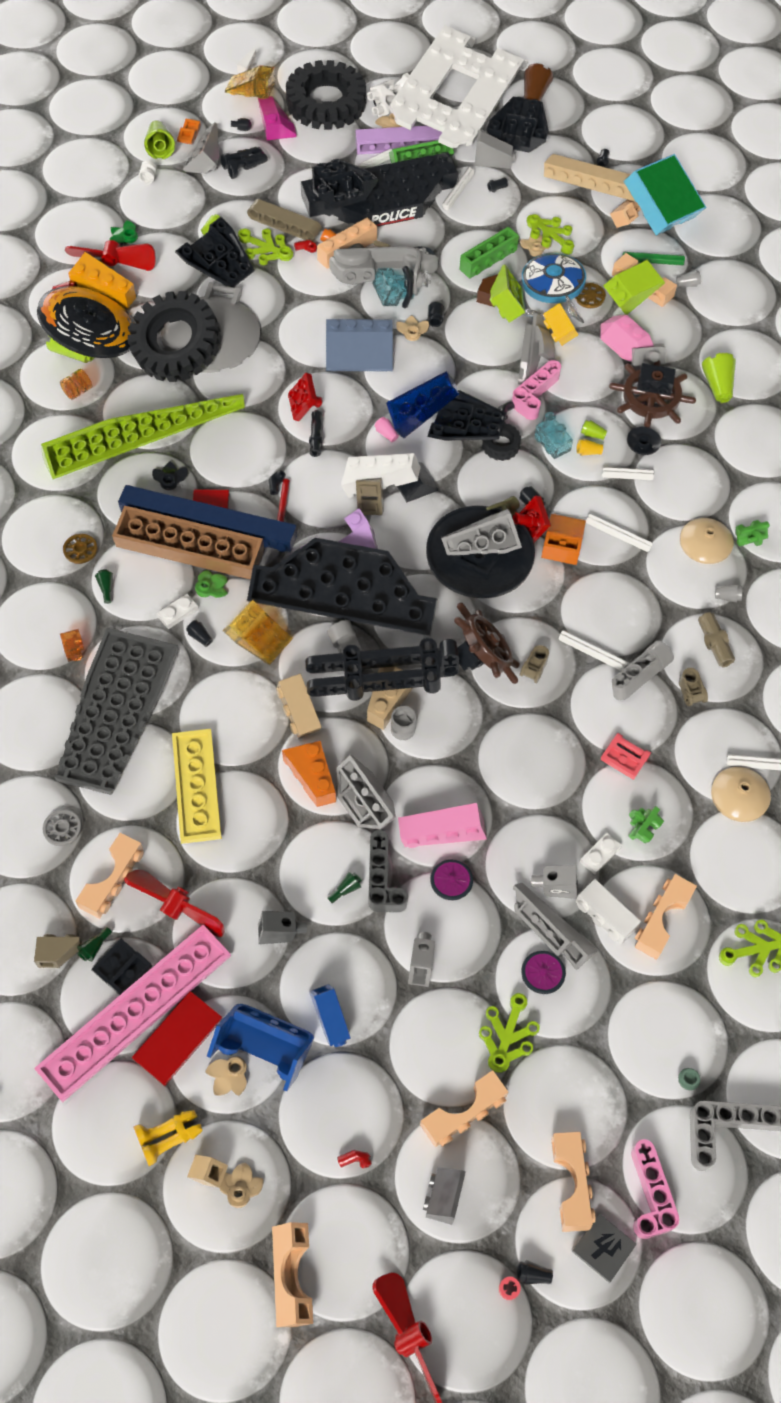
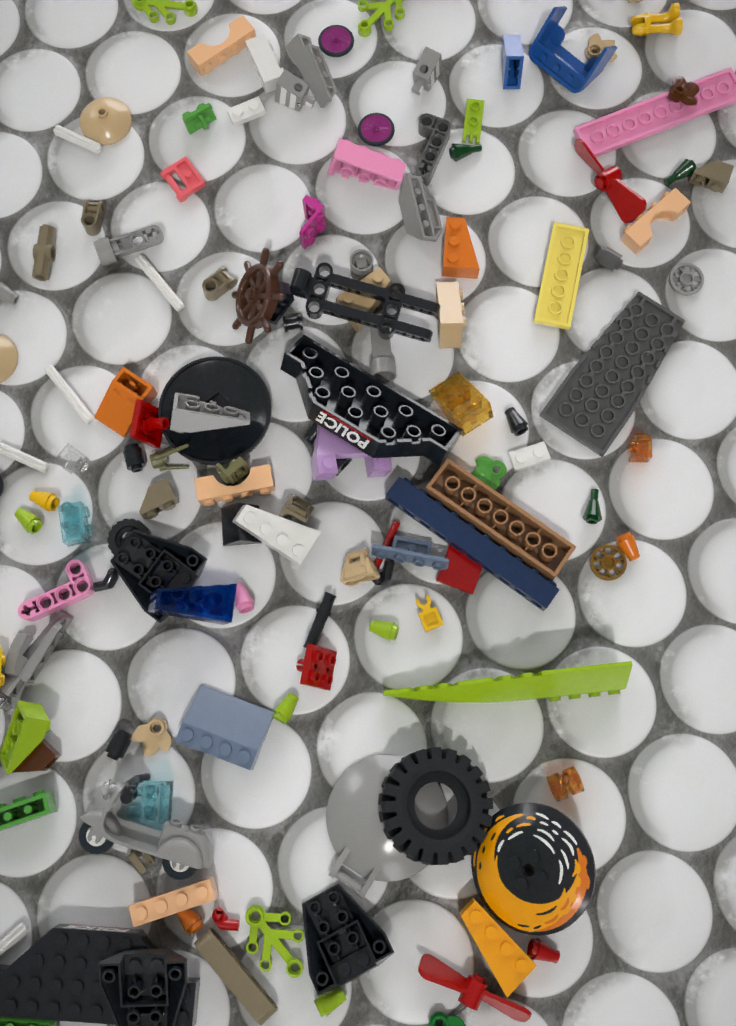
camera: 155 degrees left, 15 degrees up
(65, 564) = (628, 545): none -> orange cone
(110, 1042) = (683, 91): none -> reddish brown plate
(121, 967) = (662, 150): black slope -> none
(150, 817) = (609, 258): none -> dark grey brick
(169, 476) = (492, 625): black plate -> none
(177, 1038) = (631, 86): red tile -> none
(224, 462) = (430, 616): none -> yellow plate
(258, 499) = (410, 551): none -> sand blue bracket
(259, 442) = (384, 629): none -> lime cone
(279, 927) = (530, 130): dark grey torso -> none
(297, 472) = (358, 571): none -> tan piece
(318, 368) = (285, 709): none -> lime cone
(348, 930) = (473, 120): none -> lime hinge
(440, 505) = (235, 473): none -> olive bracket
(451, 495) = (258, 482): none -> light nougat arch
(472, 754) = (316, 223): none -> dark pink bracket
(493, 476) = (158, 498): none -> dark tan slope
(582, 482) = (73, 460): none -> clear brick

